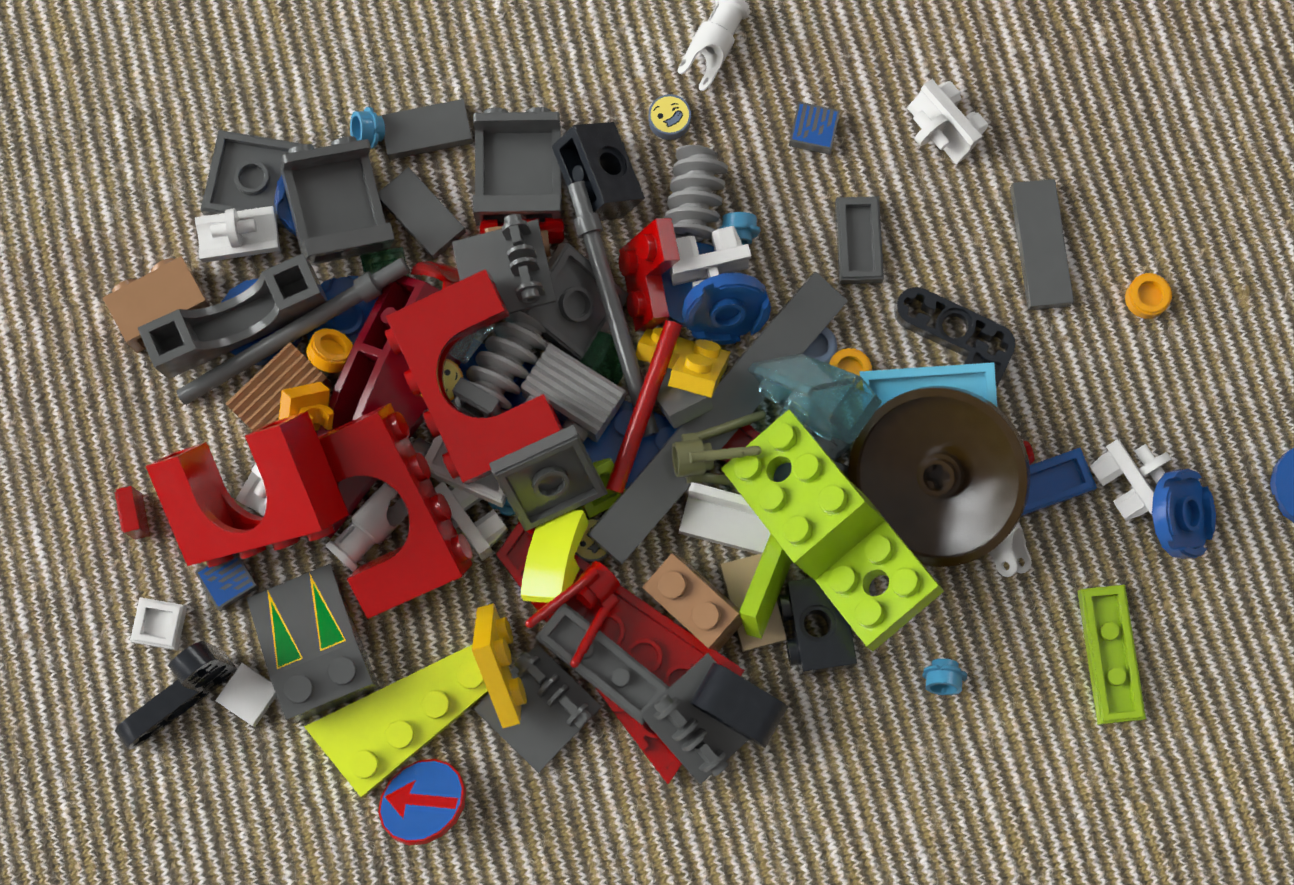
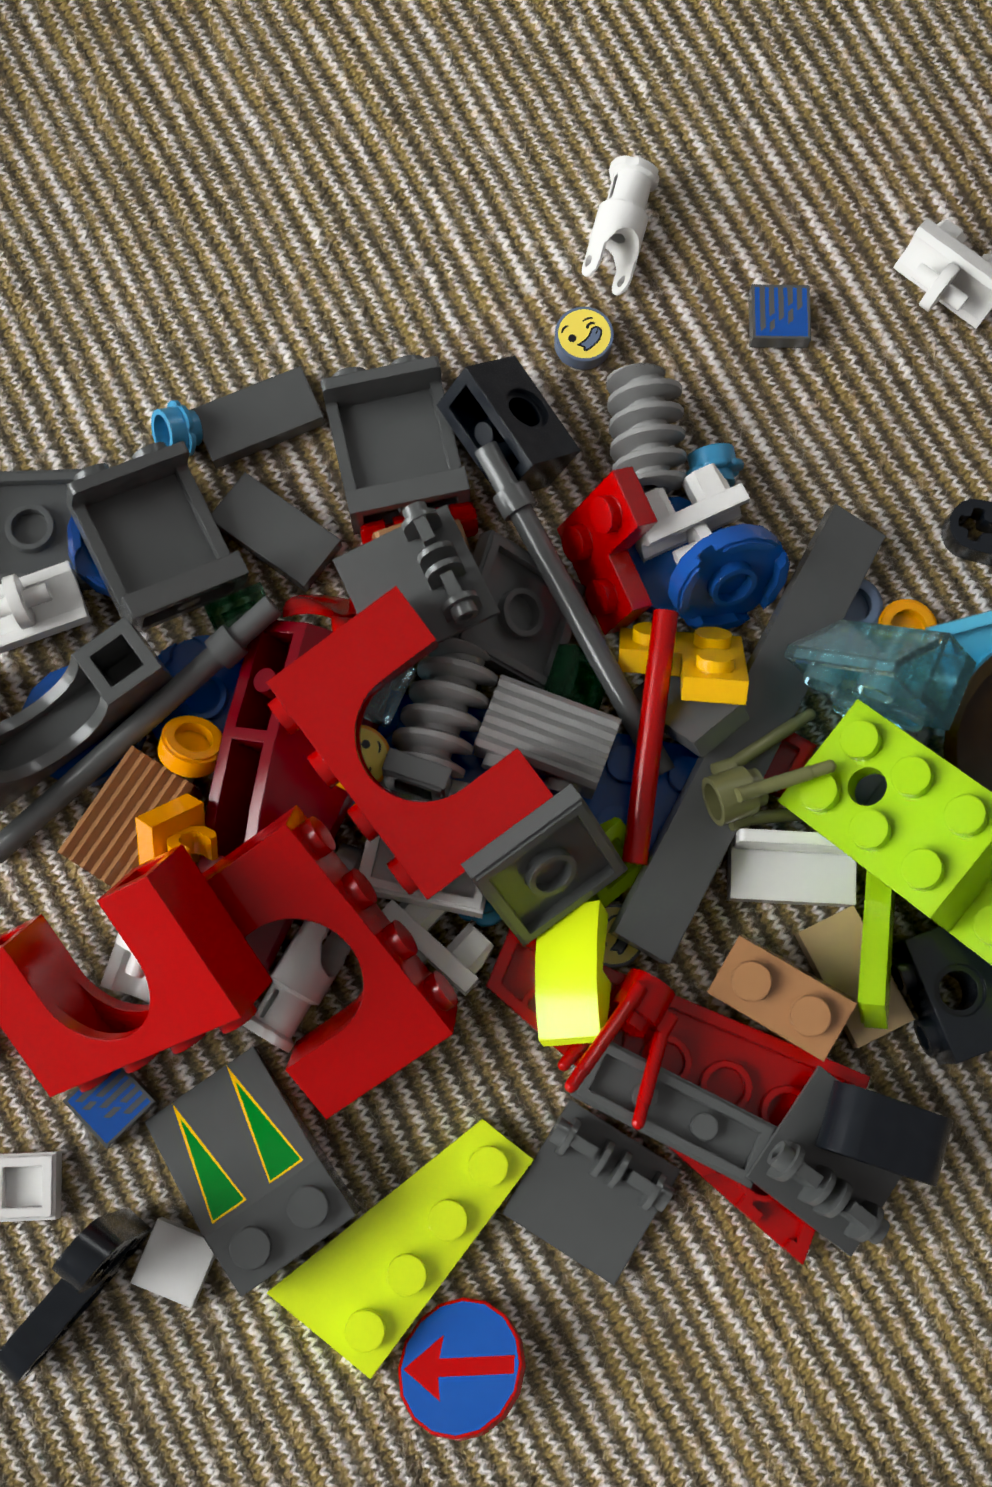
camera: 15 degrees left, 0 degrees up
(493, 658) = (524, 1146): yellow plate -> none
(859, 240) = (874, 453): dark grey tile -> none

